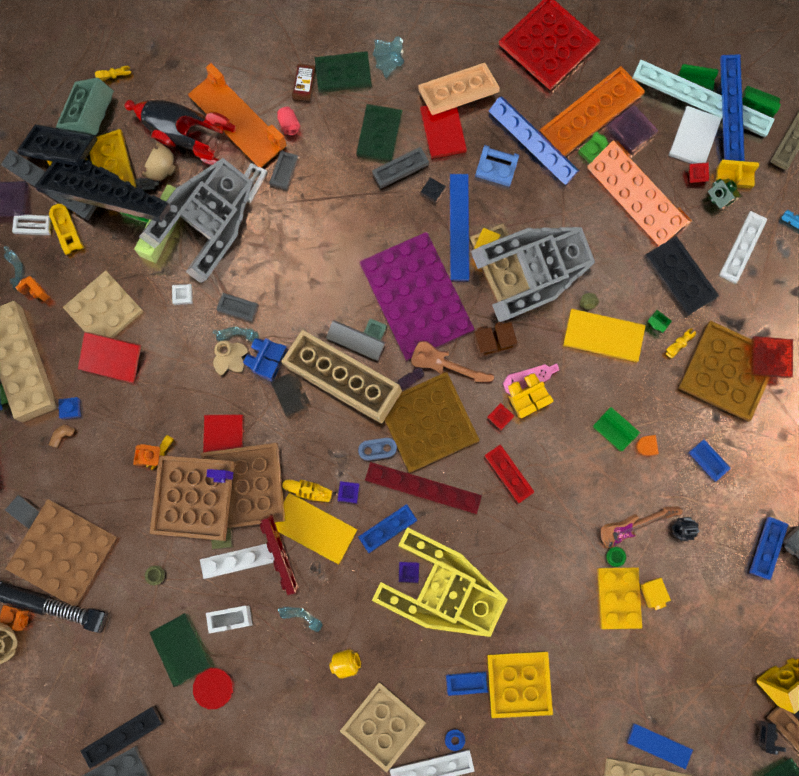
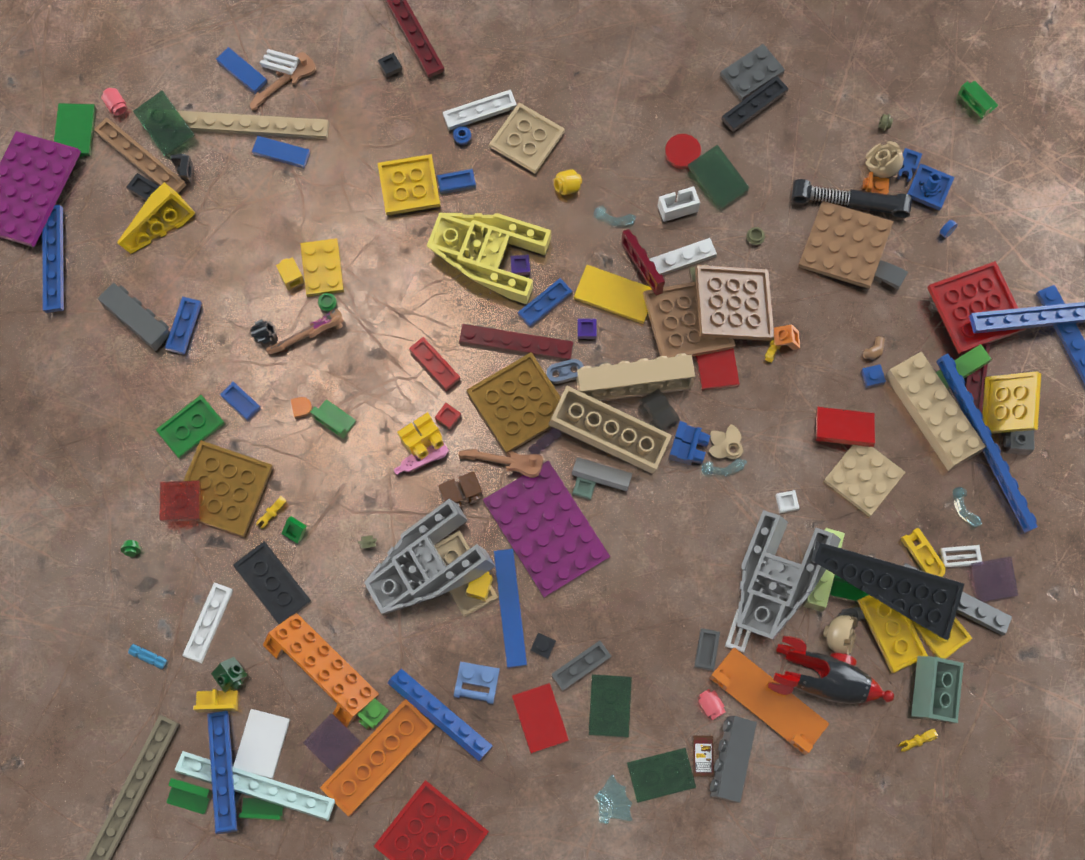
camera: 170 degrees right, 5 degrees down
(33, 287) = (938, 487): orange bracket -> none
(57, 145) = (955, 640): black tile -> none
(219, 475) = (710, 316): dark purple plate -> none
(237, 307) = (728, 495): dark grey tile -> none
(277, 72) = (733, 759): none -> dark grey brick
(307, 427) = (637, 377): none -> tan brick
(308, 490) = (626, 325): yellow hinge -> none
(458, 88) = (528, 764): light nougat plate -> none
(604, 335) = (350, 510): yellow tile -> none
(699, 172) = (257, 698): red plate -> none
(760, 439) = (189, 426): none -> green tile

